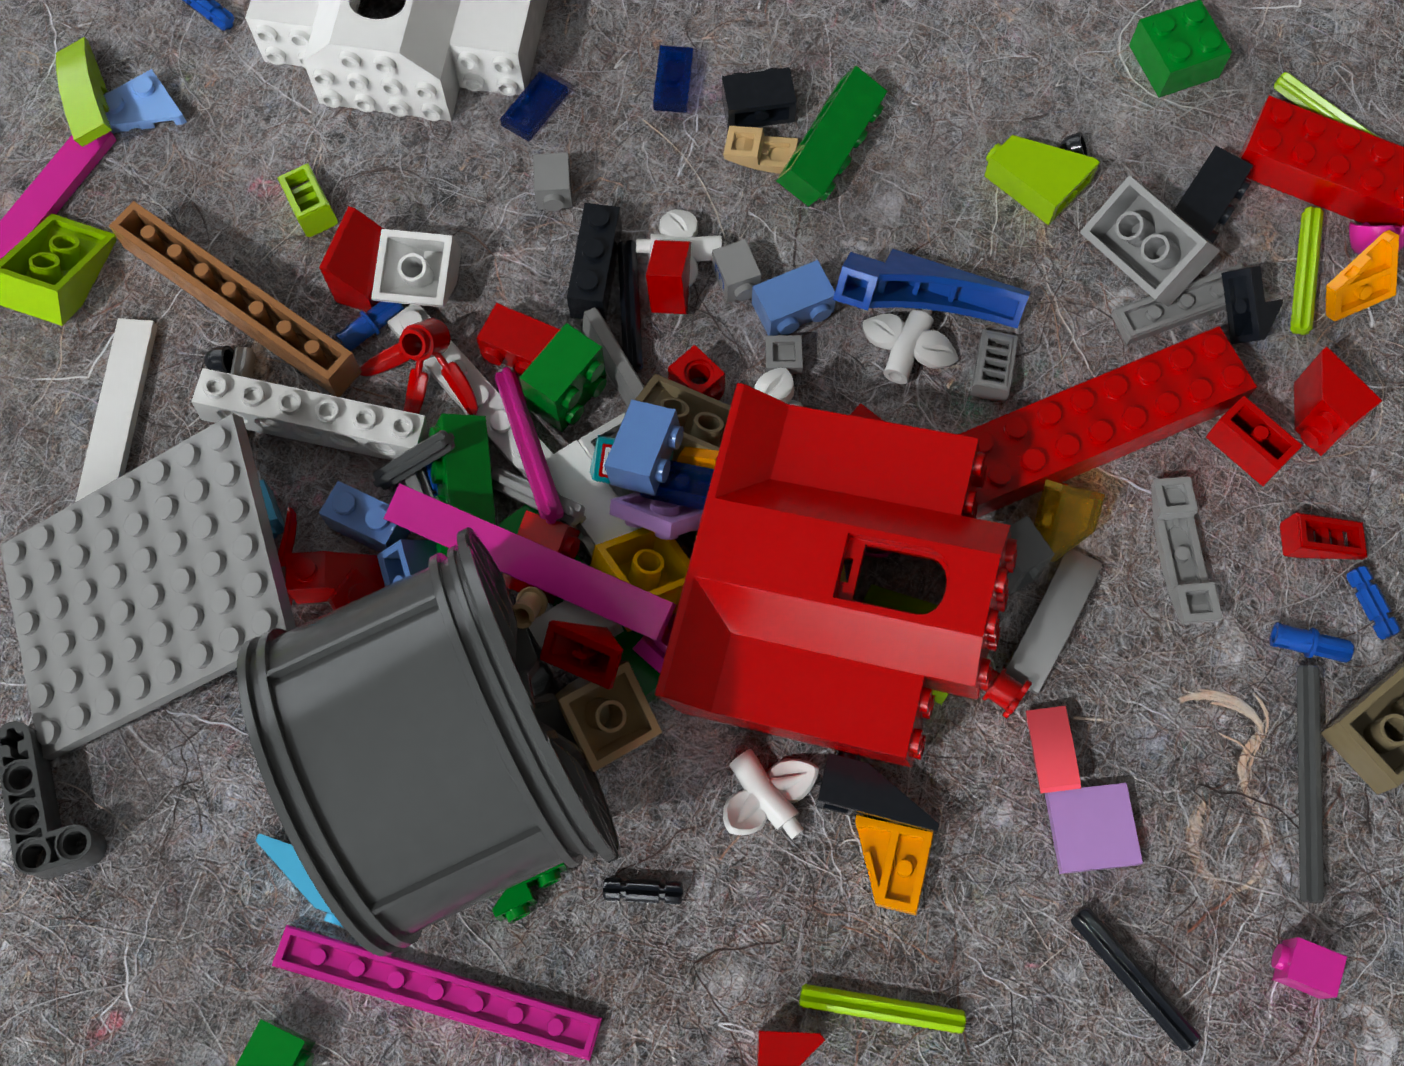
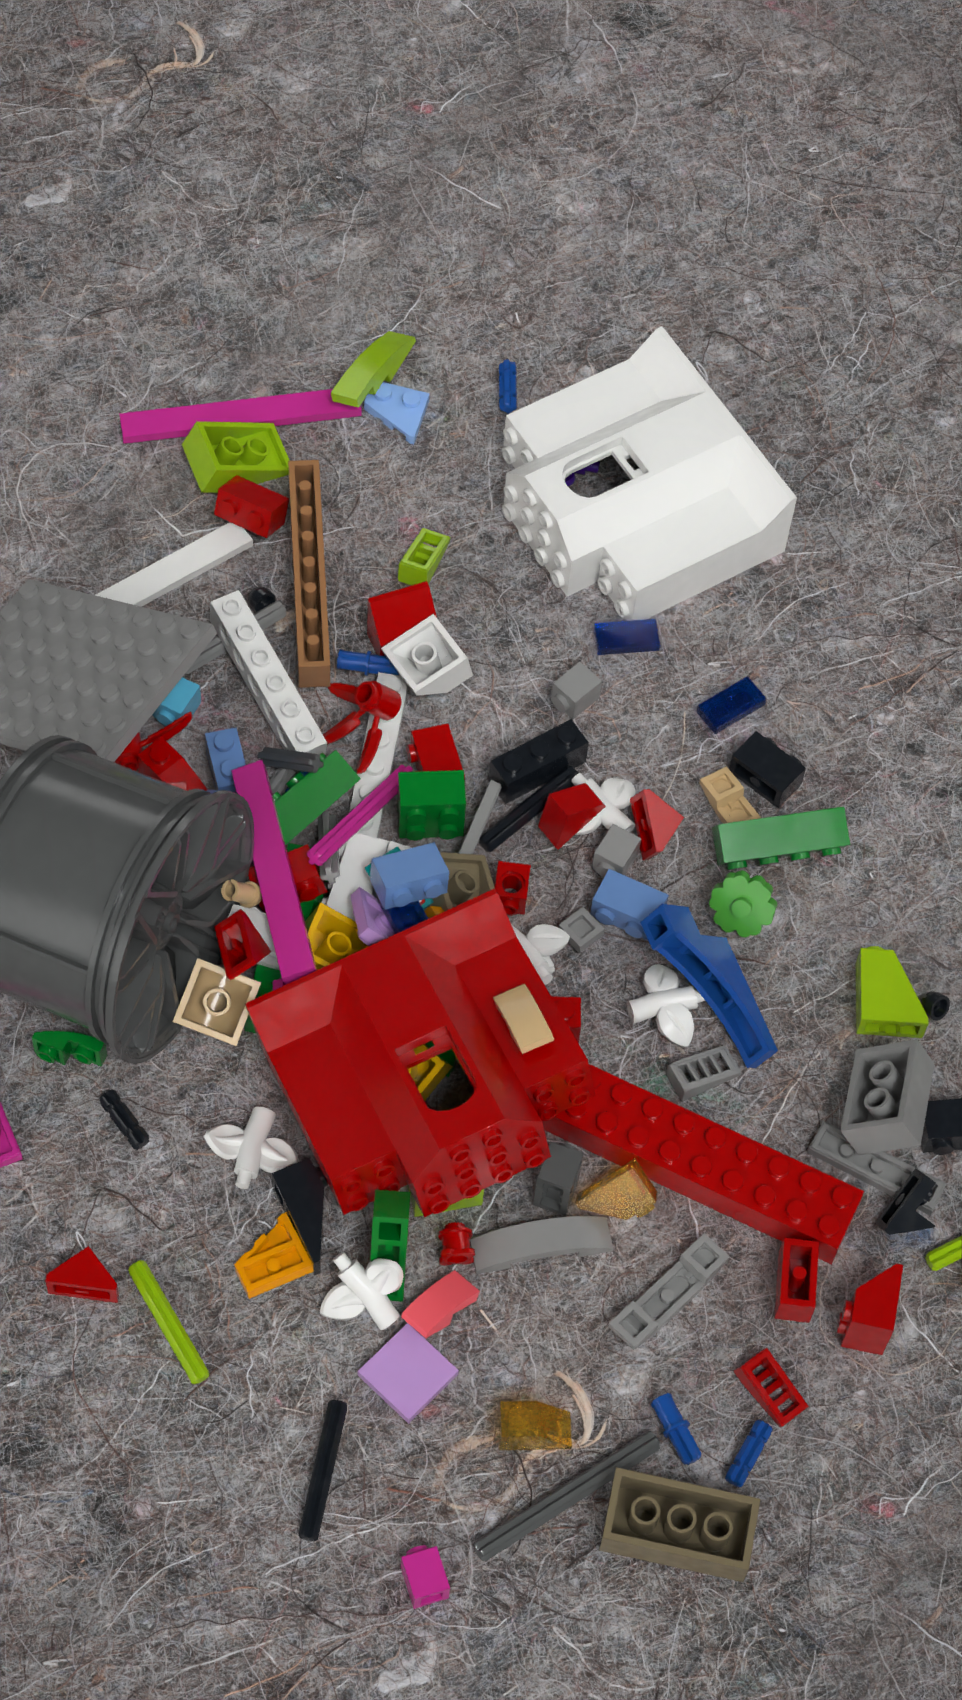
camera: 45 degrees right, 10 degrees down
(120, 294) = (251, 506): none -> red brick
(735, 219) = (654, 822): none -> red slope
(873, 211) = (743, 903): none -> bright green plant
(892, 460) = (523, 1018): none -> tan slope
(974, 747) = (391, 1231): none -> green slope
(992, 806) = (364, 1290): none -> white plant
(1227, 763) = (533, 1426): none -> clear yellow slope

